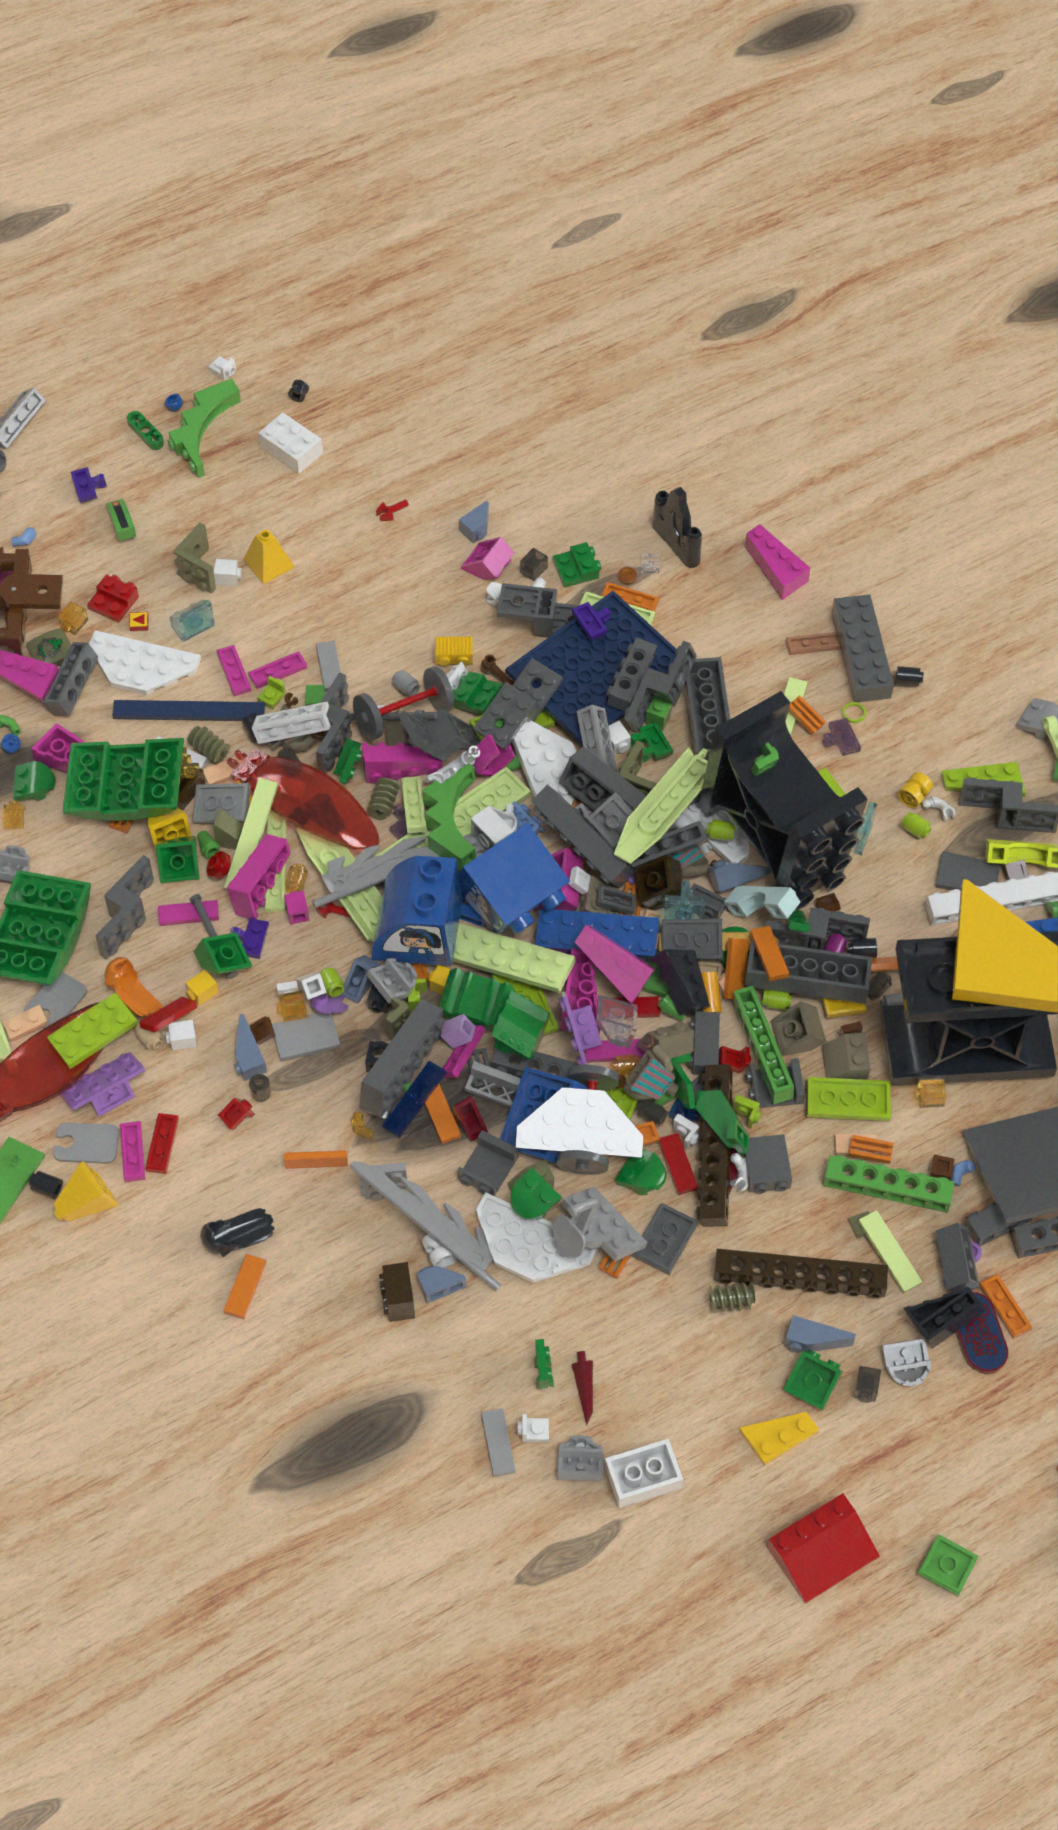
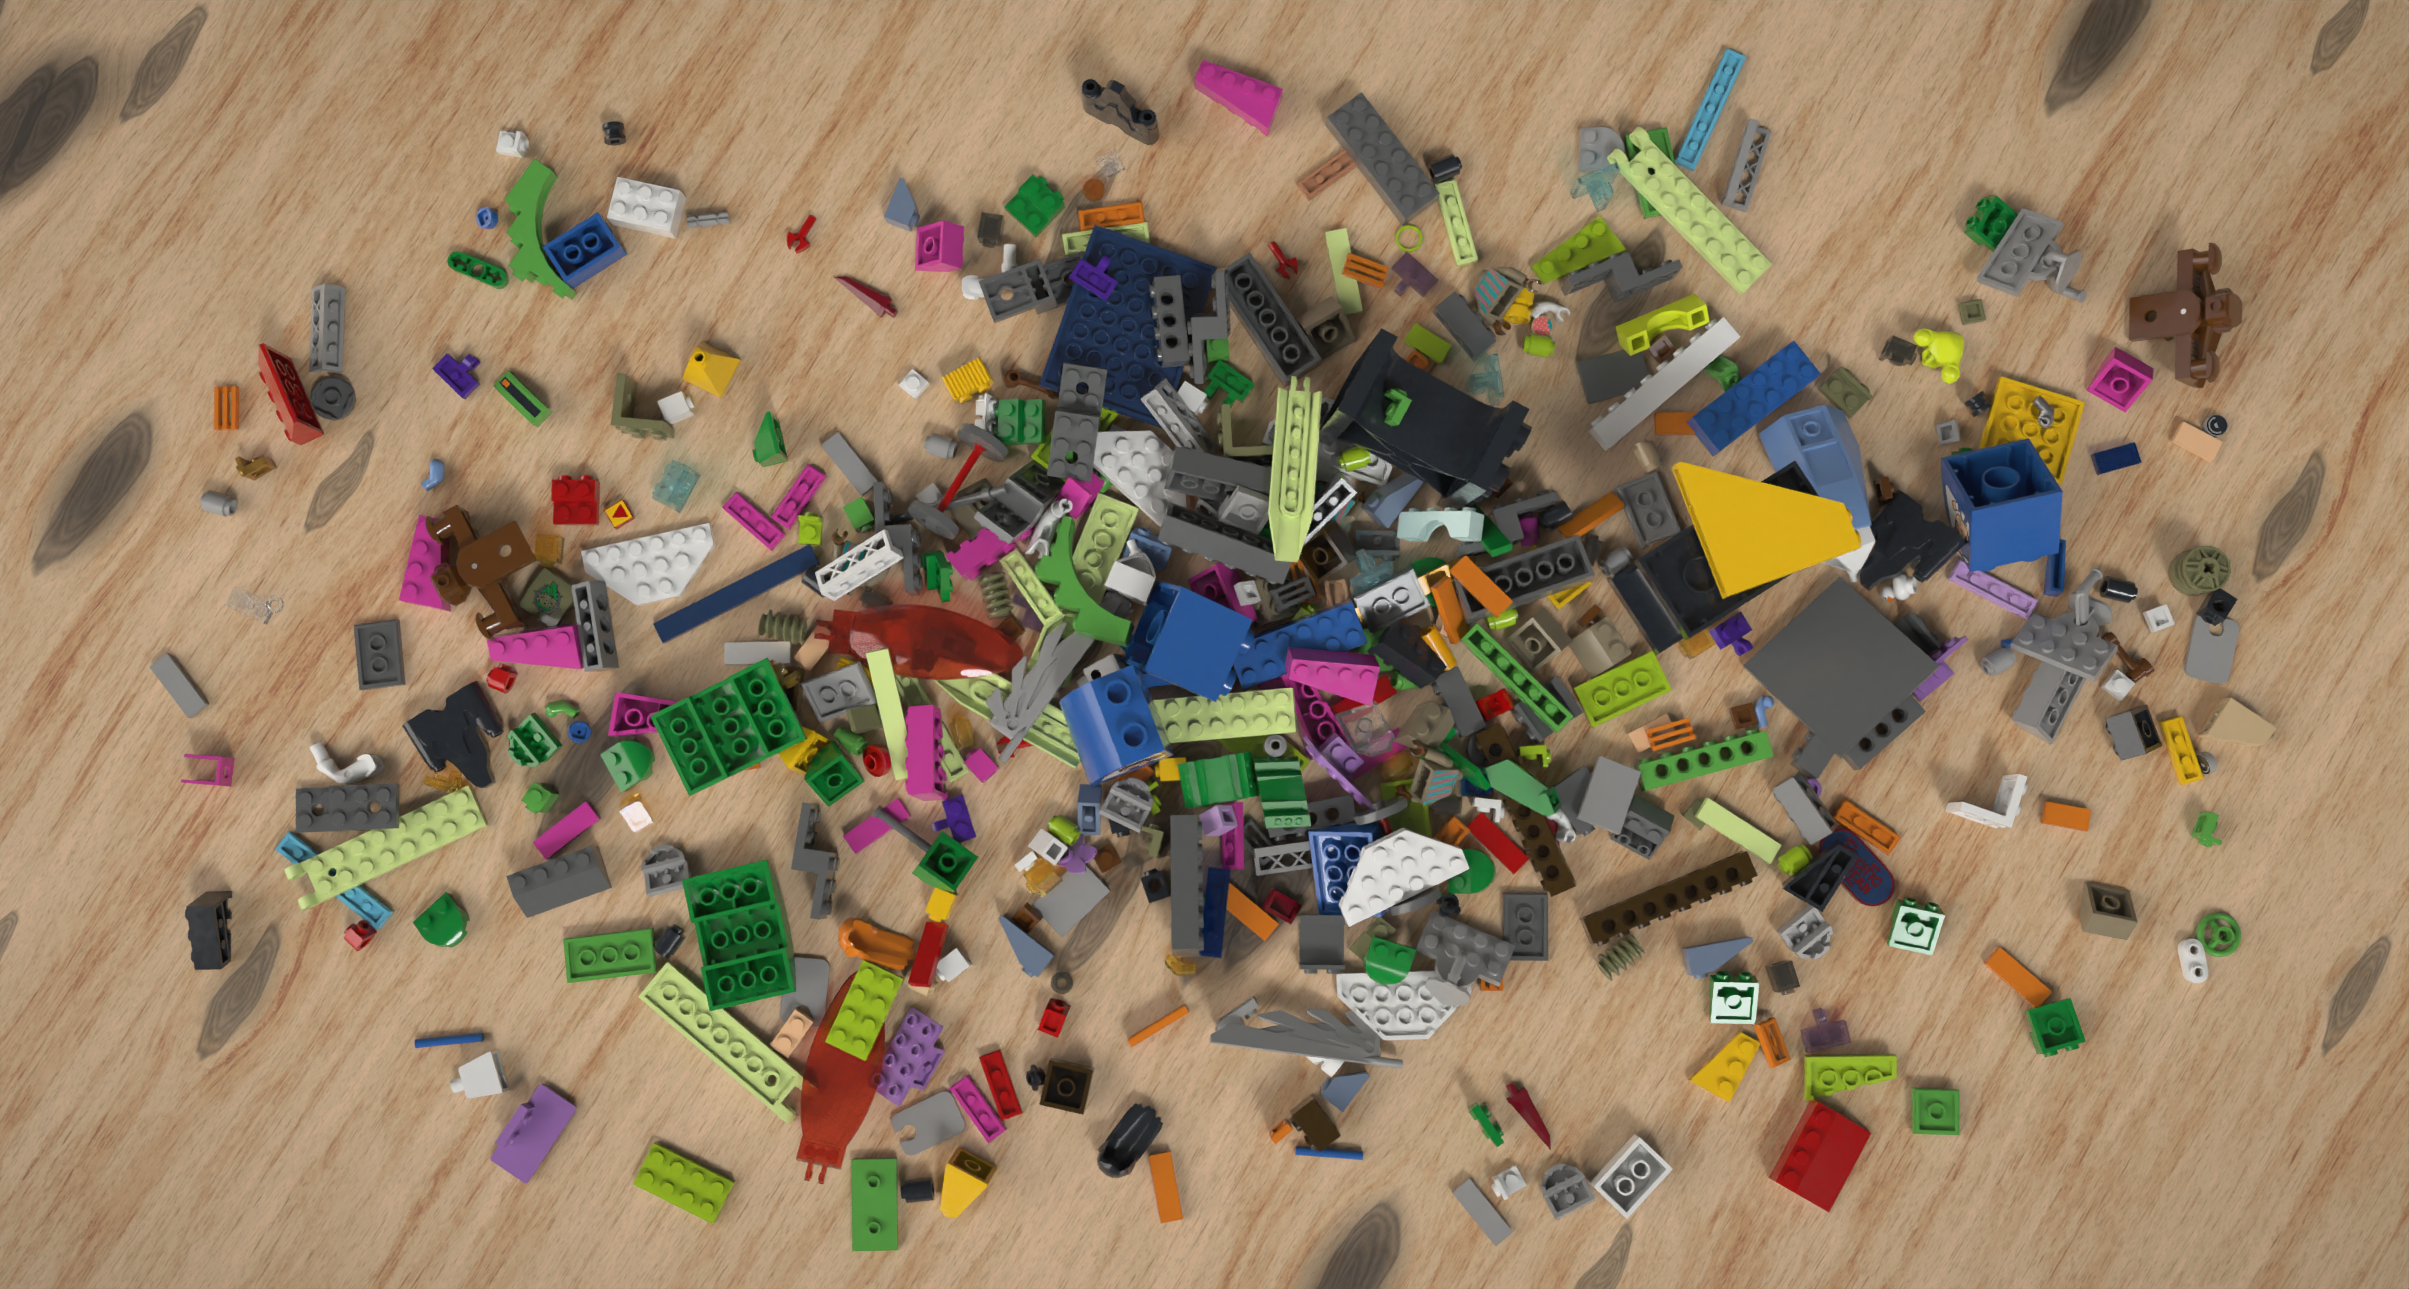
camera: 25 degrees left, 25 degrees up
(193, 1148) = (1035, 1077): none -> black plate
(214, 1164) = (1067, 1086): none -> dark brown brick
(229, 448) = (585, 250): none -> blue brick
(280, 622) = (769, 442): none -> green slope
(329, 471) = (708, 219): none -> light grey axle
(352, 1021) = (1107, 858): none -> reddish brown plate
(366, 1283) = (1280, 1131): none -> orange tile
(382, 828) = (1011, 628): none -> reddish brown tile
(396, 1329) = (1330, 1153): none -> blue bar
(411, 637) = (914, 384): none -> white plate
(416, 570) = (874, 300): none -> dark red bar
(536, 993) = (1271, 752): none -> light grey brick
(610, 1188) = (1449, 899): none -> black plate
(745, 683) = (1283, 261): none -> red bar
(791, 1163) = (1608, 795): none -> light grey tile
(807, 1208) = (1644, 827): none -> dark grey slope
(825, 1433) = (1769, 1043): none -> orange tile
(861, 774) = (1465, 326): none -> dark grey brick
(877, 1489) = (1842, 1072): none -> lime wing
(879, 1450) = (1824, 1034): none -> plate
(897, 718) = (1456, 223): none -> yellowish green tile
(903, 770) = (1498, 292): none -> dark tan torso
(925, 1293) = (1794, 859): none -> lime brick
(929, 814) = (1542, 325): none -> coral tile
(967, 1097) = (1731, 633): none -> dark purple plate
(1007, 1401) = (1915, 926): none -> plate
(1023, 734) = (1597, 185): none -> clear light blue bracket

